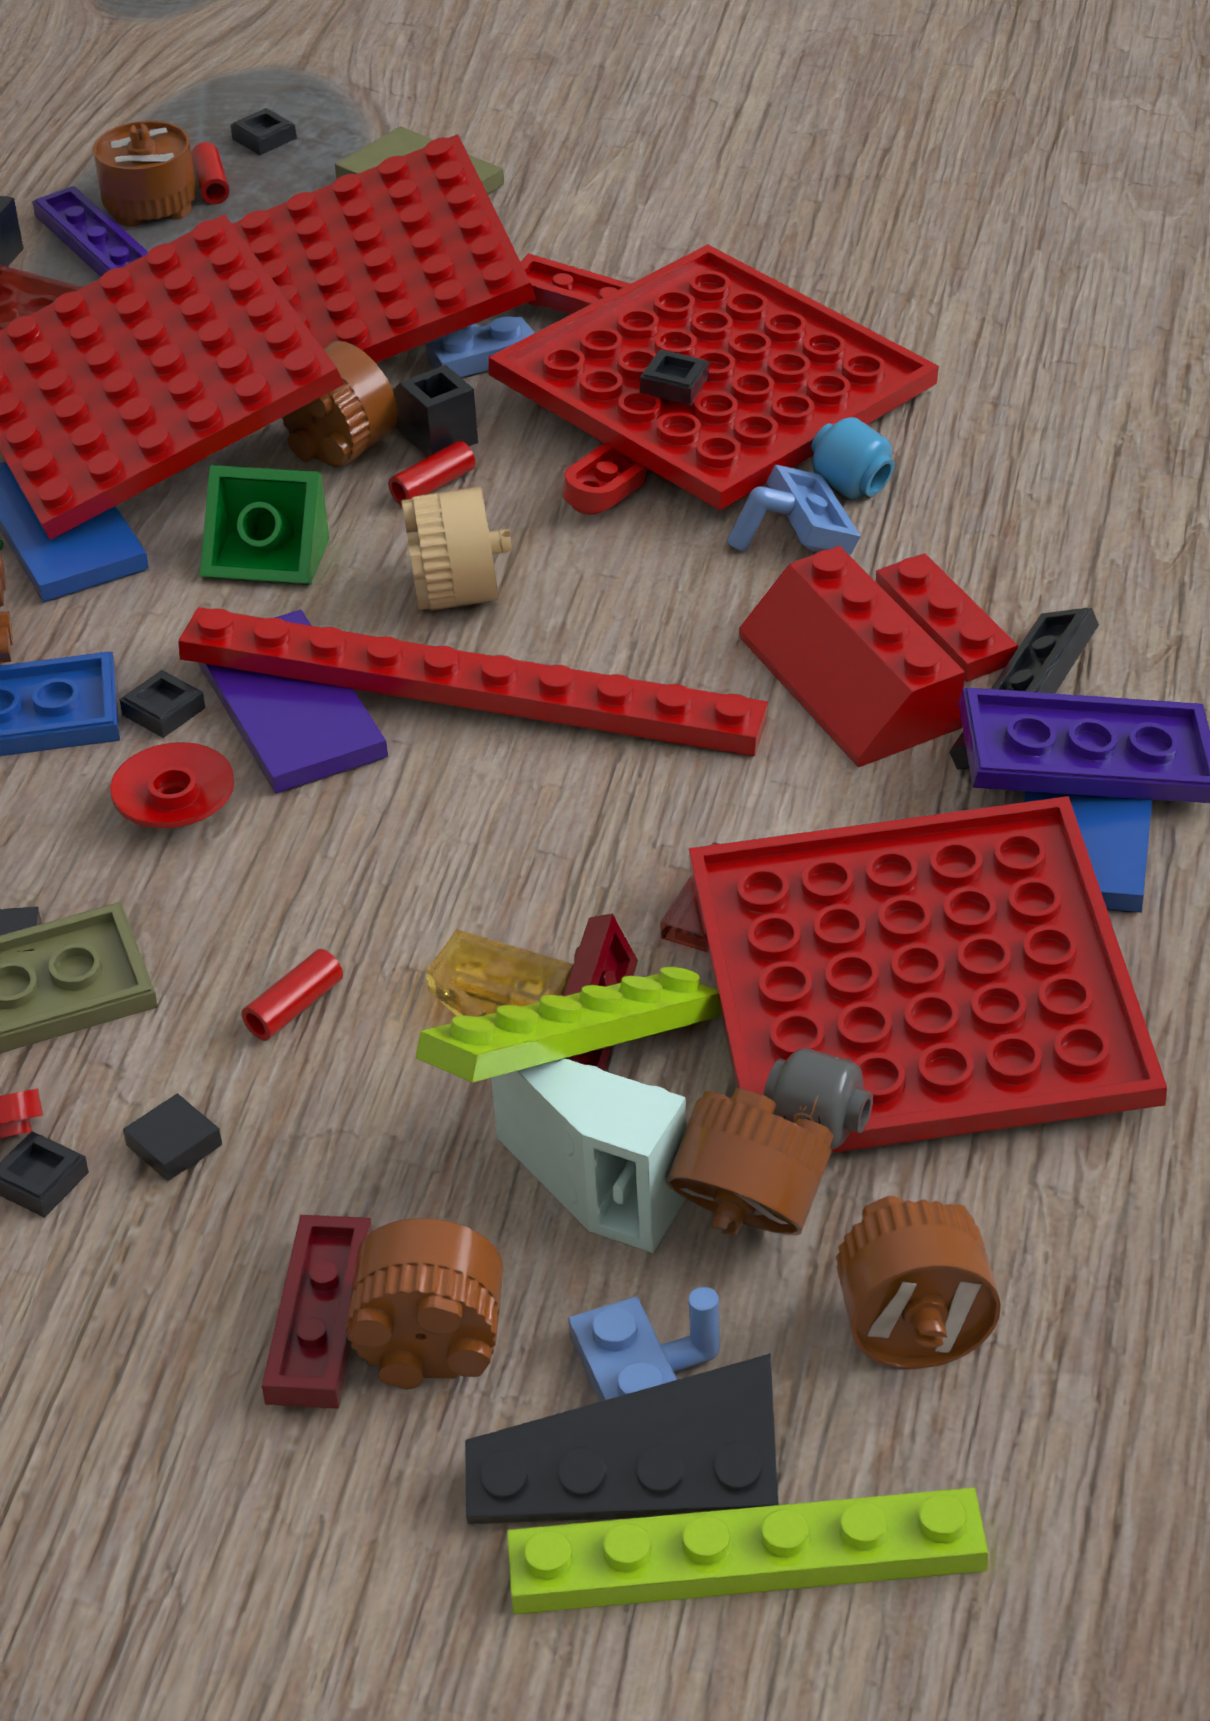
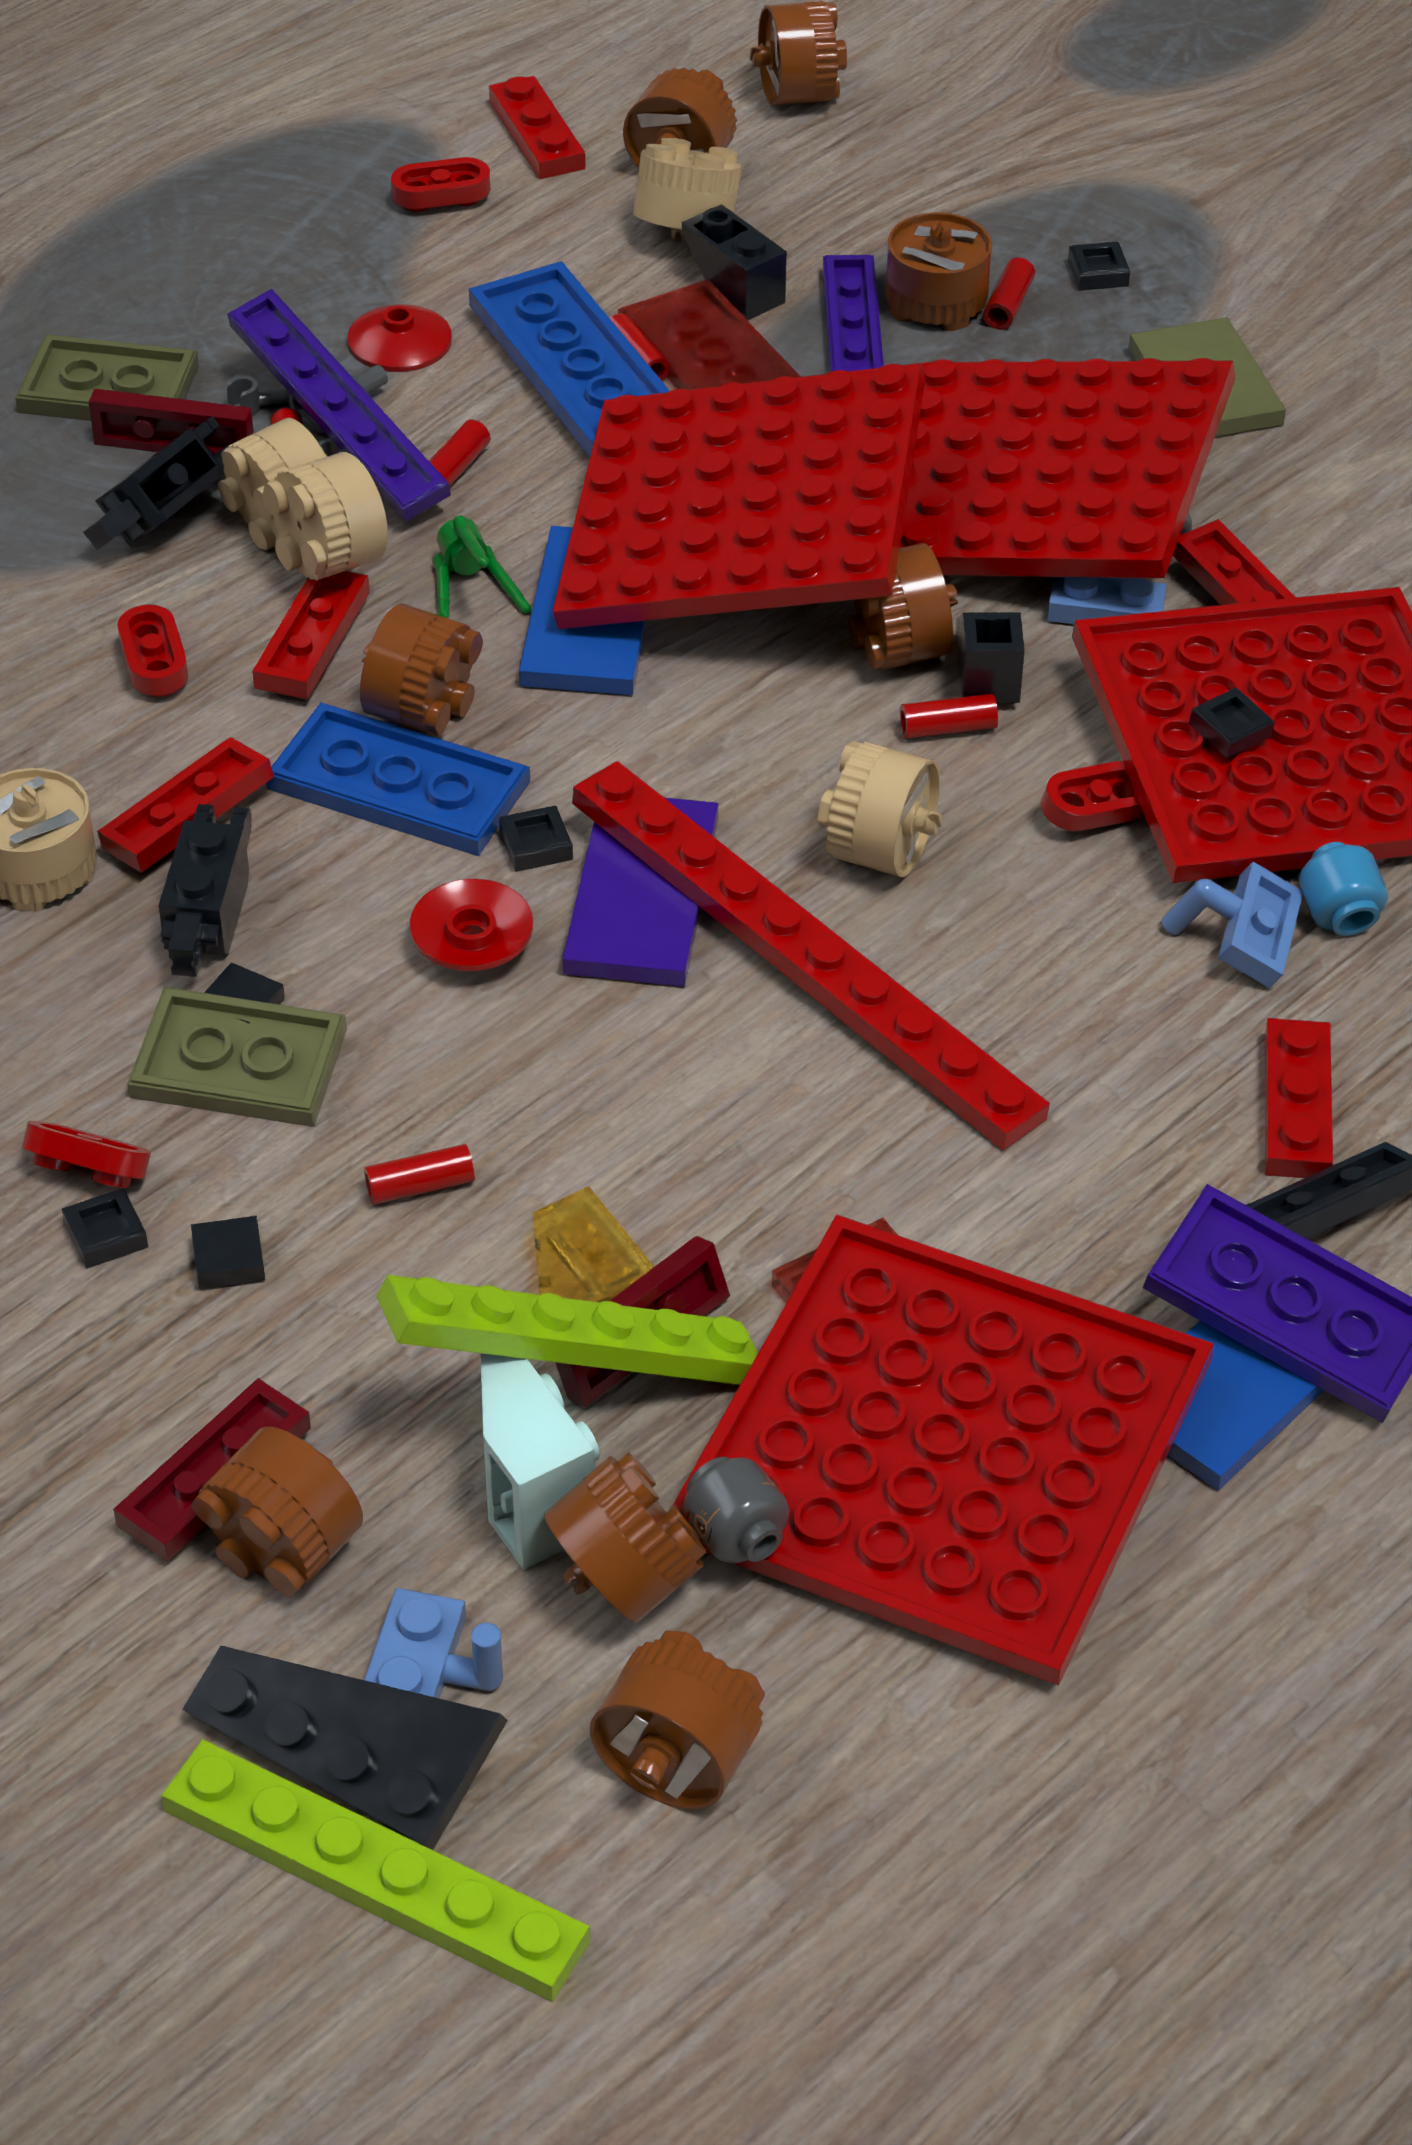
camera: 30 degrees right, 5 degrees up
(263, 525) = (747, 704): green slope -> none
(854, 658) = (1159, 1097): red slope -> none

